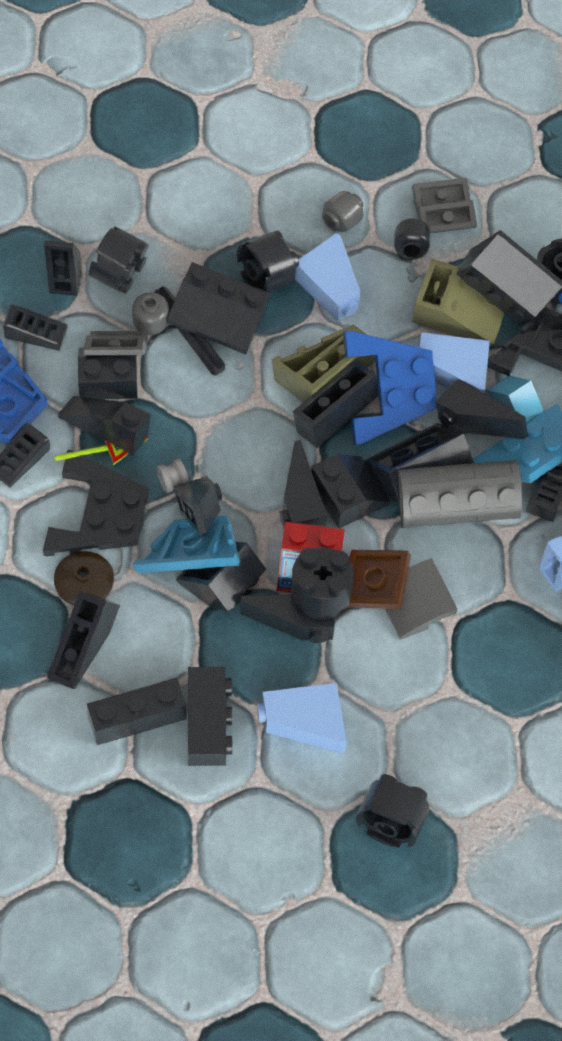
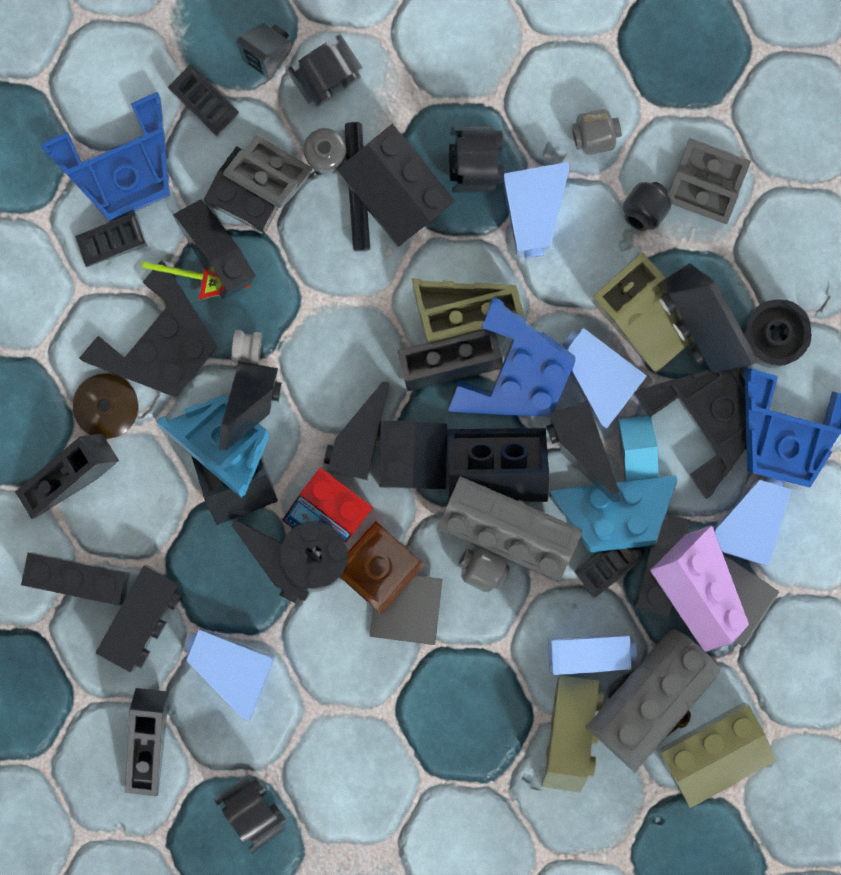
camera: 30 degrees right, 25 degrees up
(271, 809) = (146, 741): none -> black slope
(457, 537) = (483, 569): none -> dark grey head

